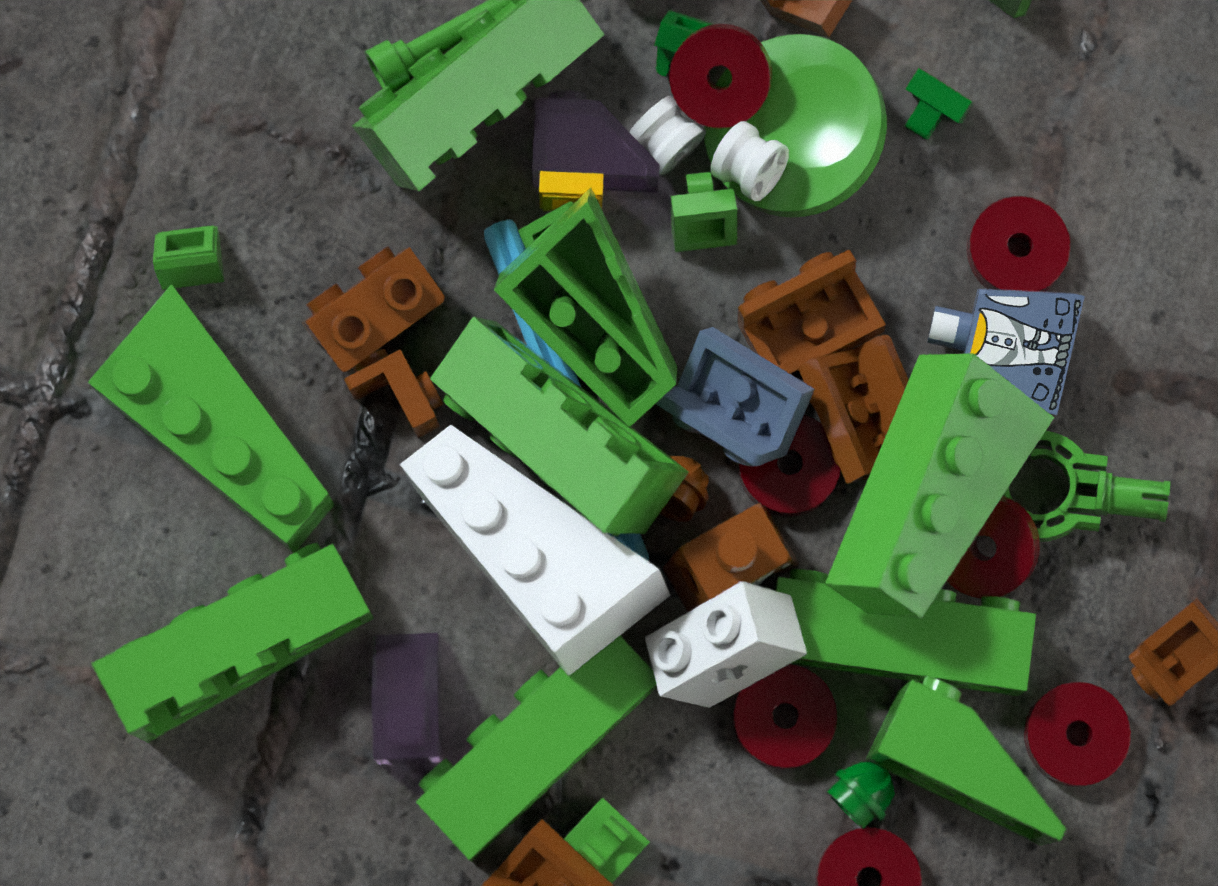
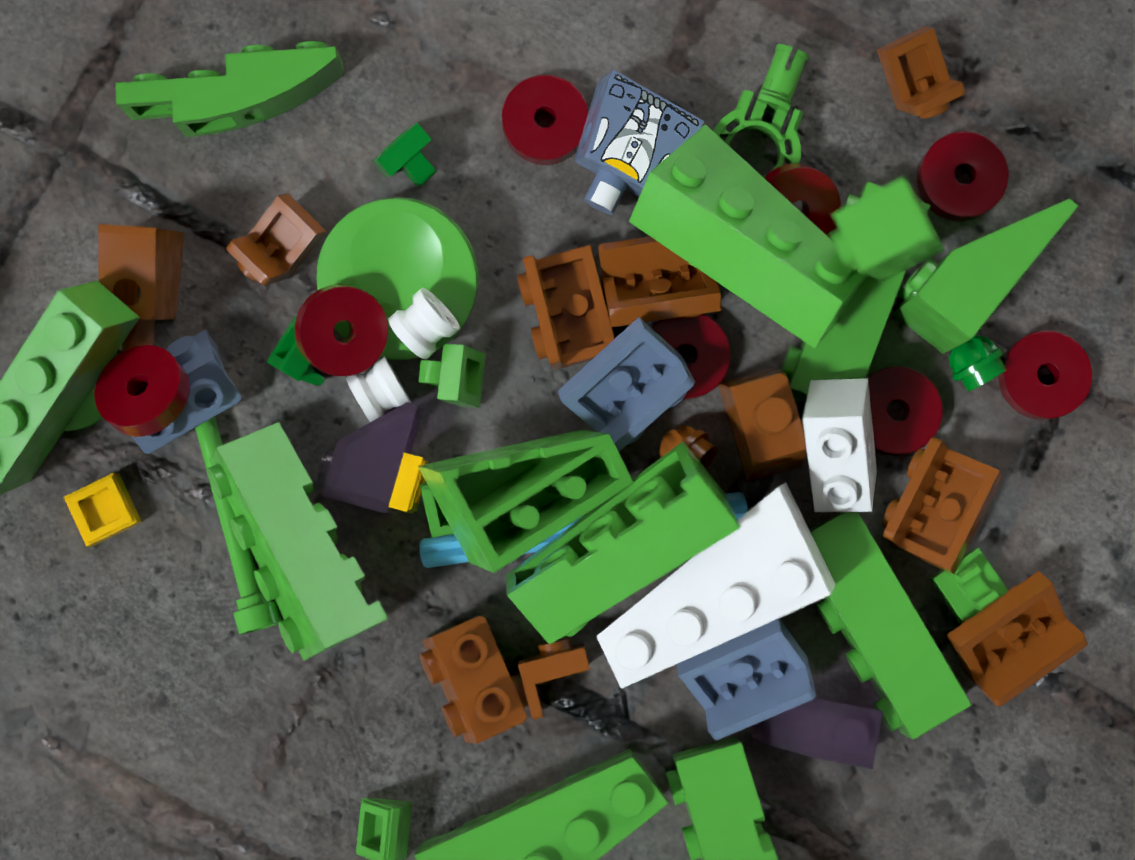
camera: 75 degrees left, 5 degrees up
(444, 604) = (749, 678): none -> sand blue bracket
(687, 783) = (940, 505): none -> dark orange bracket
(963, 612) = (886, 232): none -> bright green brick

